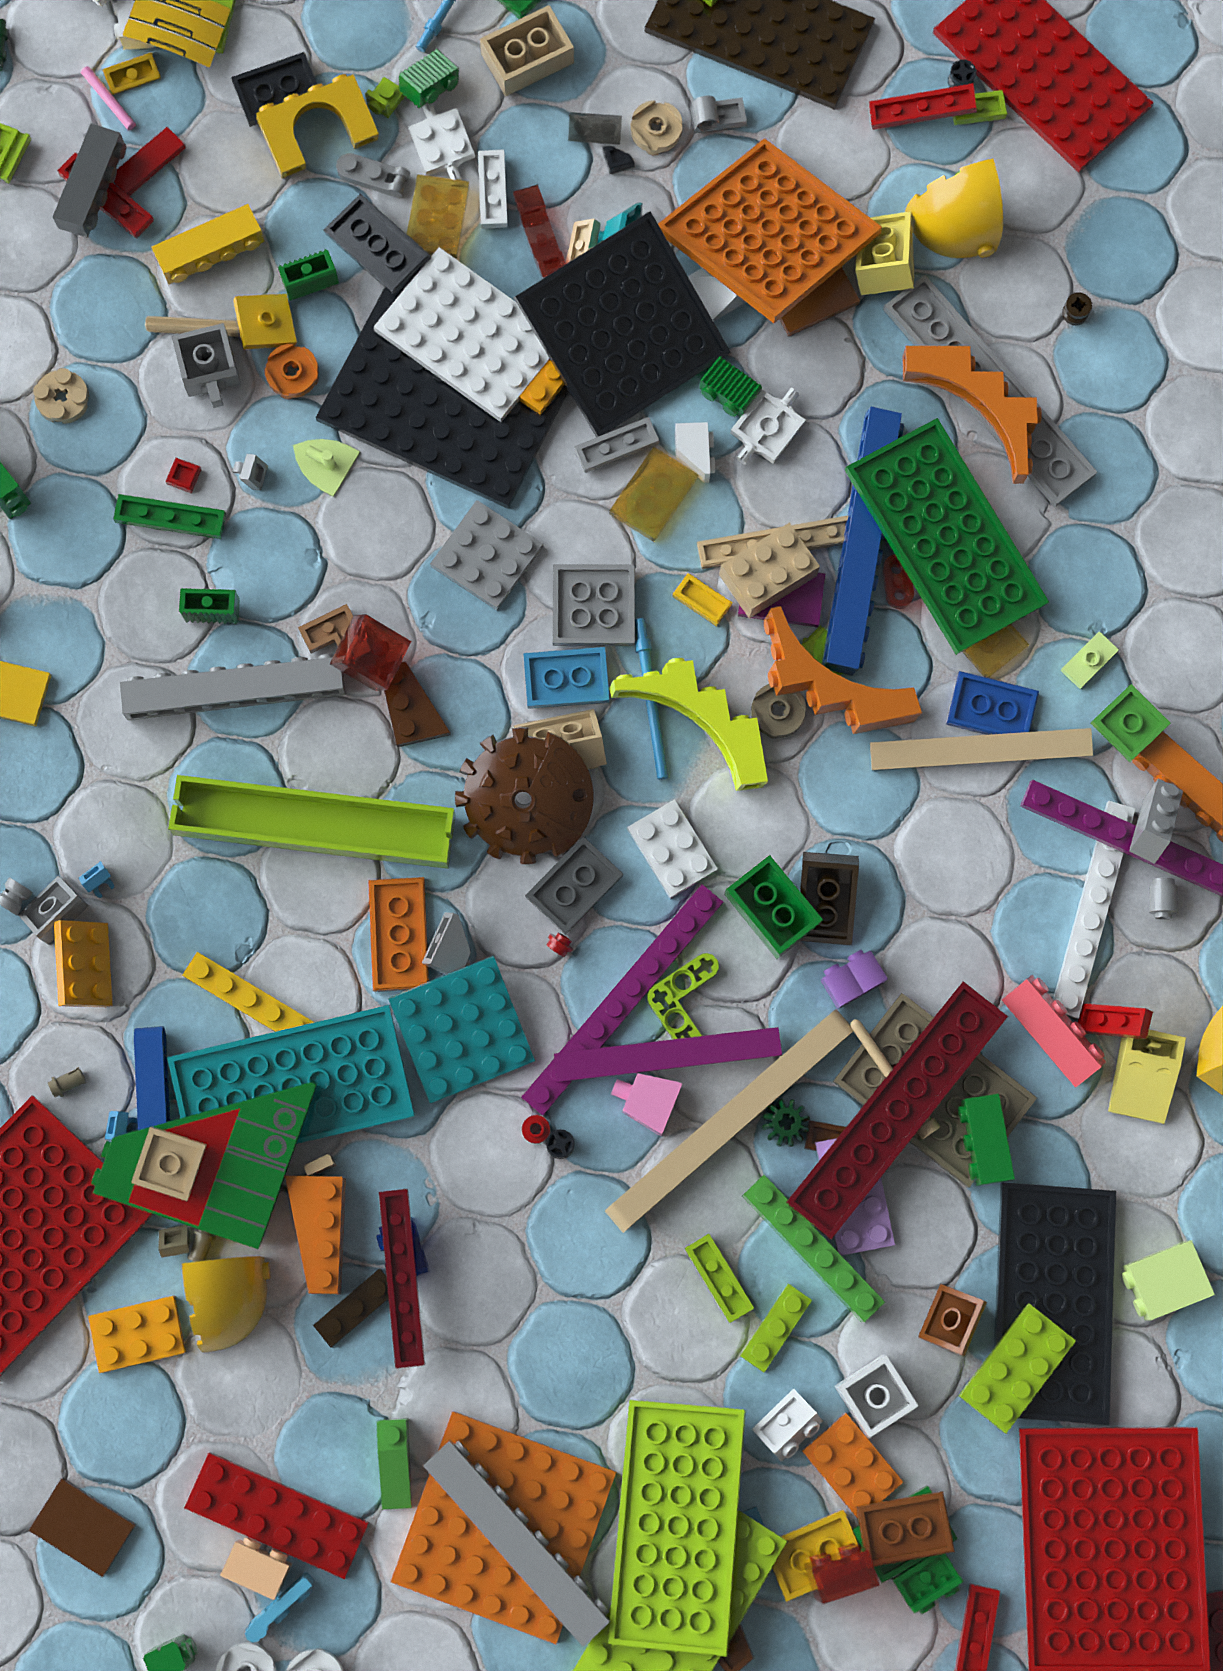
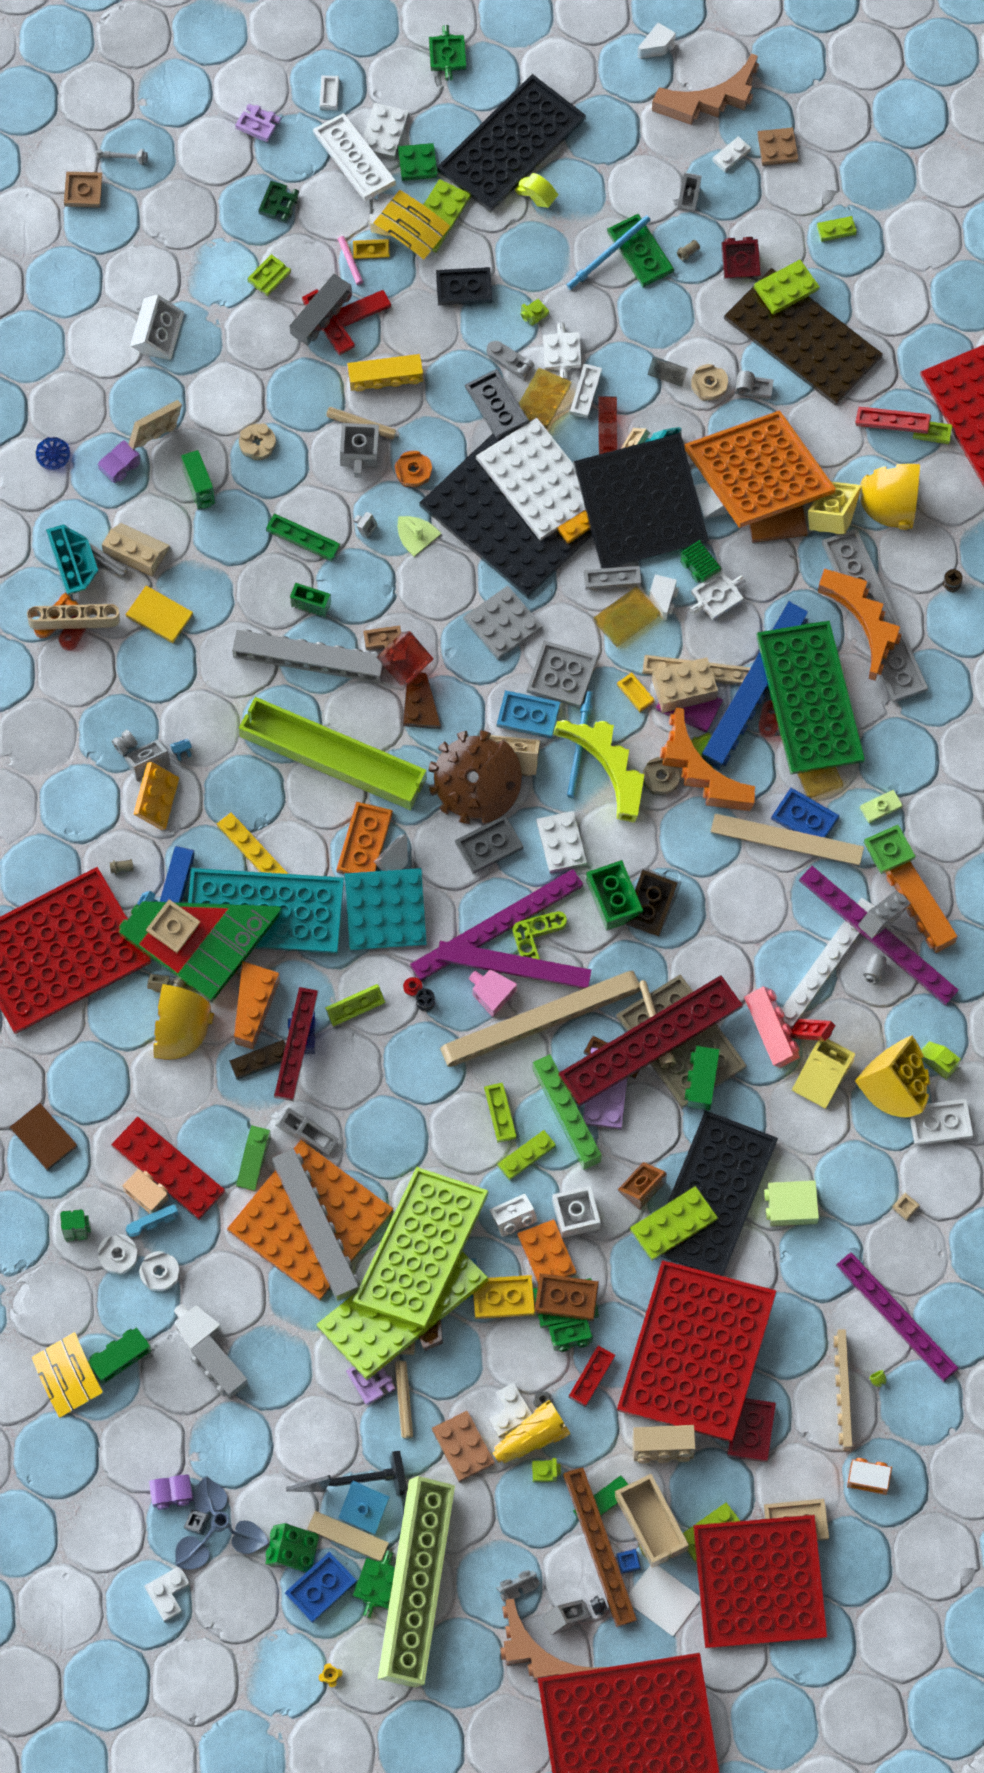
camera: 20 degrees right, 10 degrees down
(136, 1334) = (115, 1032): light orange plate -> none
(183, 475) = (320, 514): red tile -> none
(264, 321) = (406, 432): yellow plate -> none
(308, 275) = (444, 410): green brick -> none
(319, 1165) = (269, 963): tan tile -> none
(339, 97) = (503, 303): yellow arch -> none
(428, 78) = (567, 308): green brick -> none
(456, 1397) = (307, 1131): none -> light grey slope
(464, 1184) = (355, 1005): none -> lime plate
(527, 50) = (638, 308): tan brick -> none
(559, 944) = (467, 877): red plate -> none
(617, 159) = (676, 396): black tile -> none
(793, 1128) = (575, 1038): dark green gear -> none
(841, 1573) = (515, 1303): clear red piece -> none
(853, 979) = (652, 956): medium lavender brick -> none
(963, 69) = (929, 403): black wheel -> none

